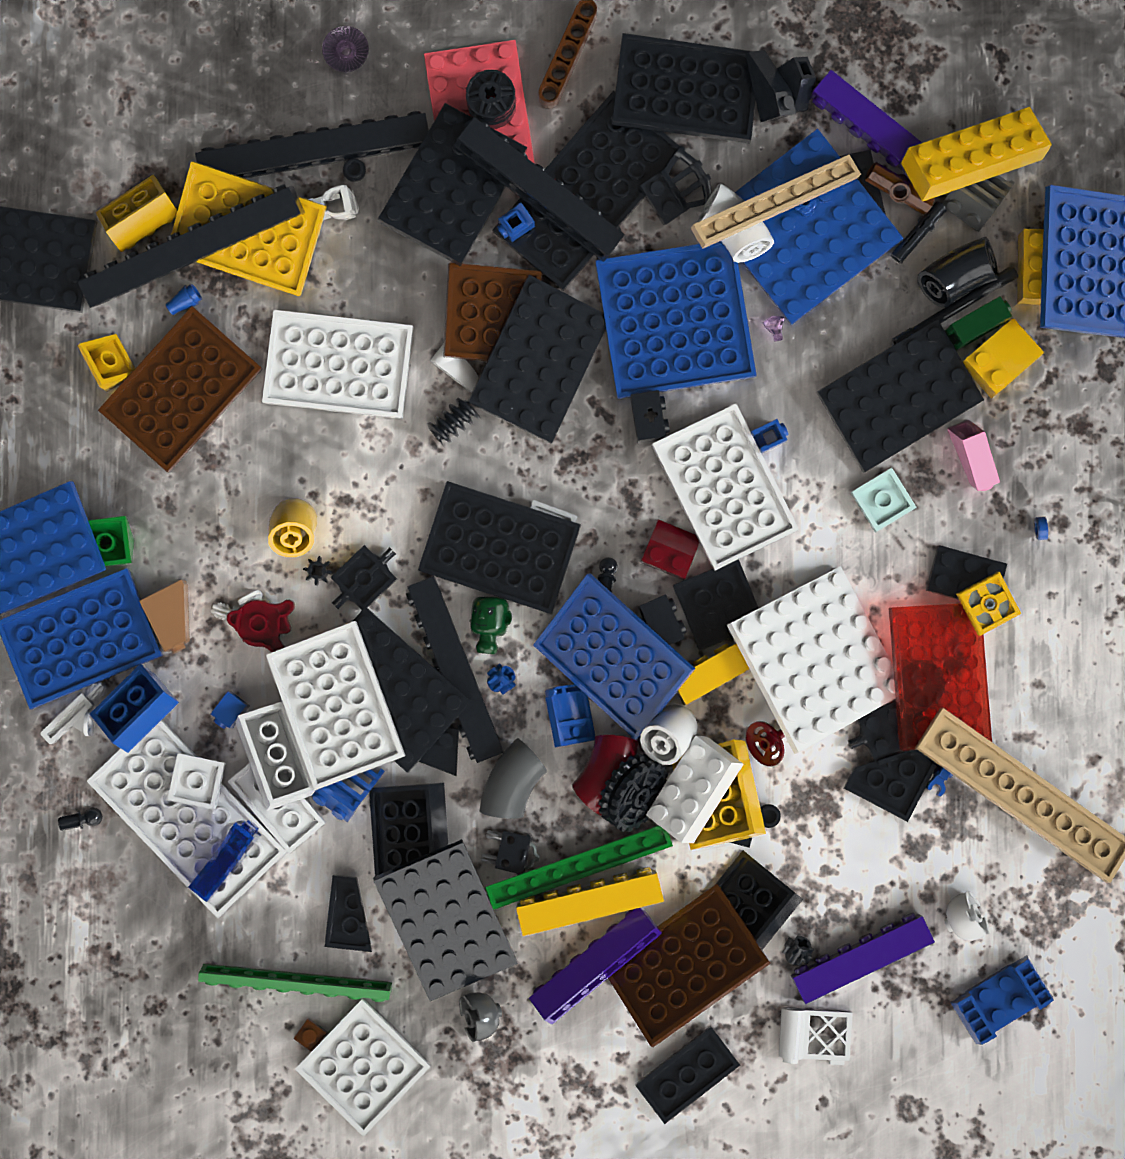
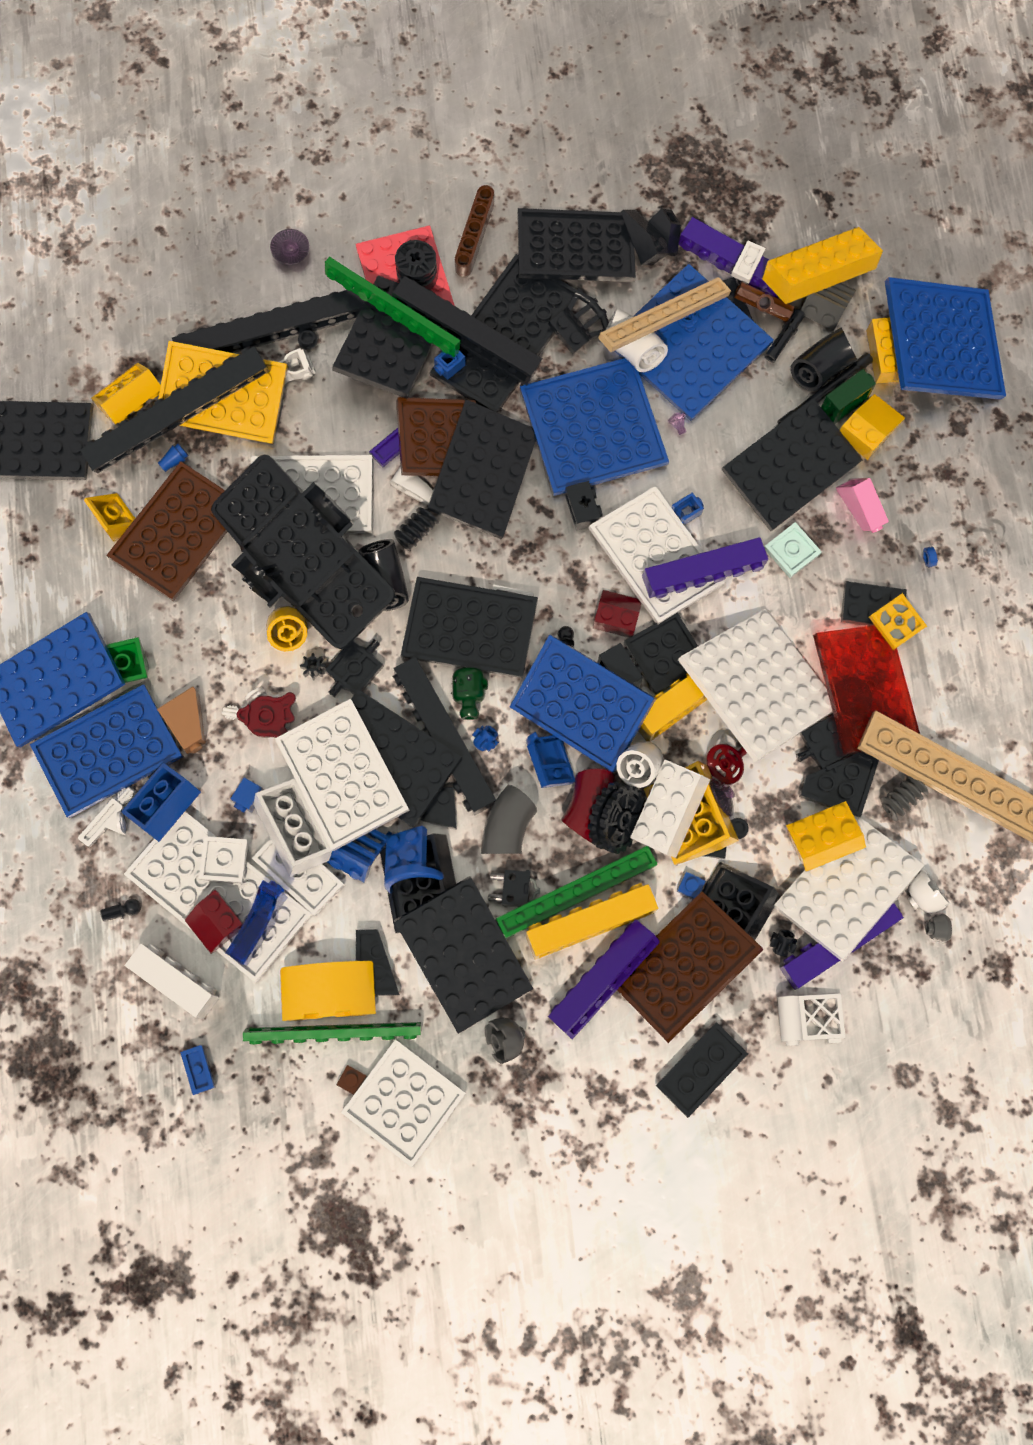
camera: 15 degrees left, 10 degrees down
(129, 907) = (171, 981): none -> white brick
(147, 1003) = (197, 1070): none -> blue plate
(180, 848) = (214, 921): none -> dark red slope
(294, 939) = (327, 990): none -> yellow panel
(316, 439) = (299, 551): none -> black piece
(397, 806) = (407, 857): none -> blue piece
(408, 473) = (386, 561): none -> black brick
(431, 318) = (386, 449): none -> dark purple tile
(461, 157) = (392, 307): none -> green plate
(706, 873) = (691, 886): none -> blue plate
(755, 780) = (723, 796): none -> dish
(776, 513) = (704, 568): none -> dark purple brick
(863, 841) = (826, 836): none -> yellow brick
(880, 899) = (849, 895): none -> white plate
(887, 139) = (748, 262): none -> white plate
(938, 778) = (880, 775): blue plate -> none
(959, 806) = (902, 796): none -> dark grey piece
(973, 957) = (939, 928): none -> dark grey cone
(1001, 999) = (971, 963): blue plate -> none

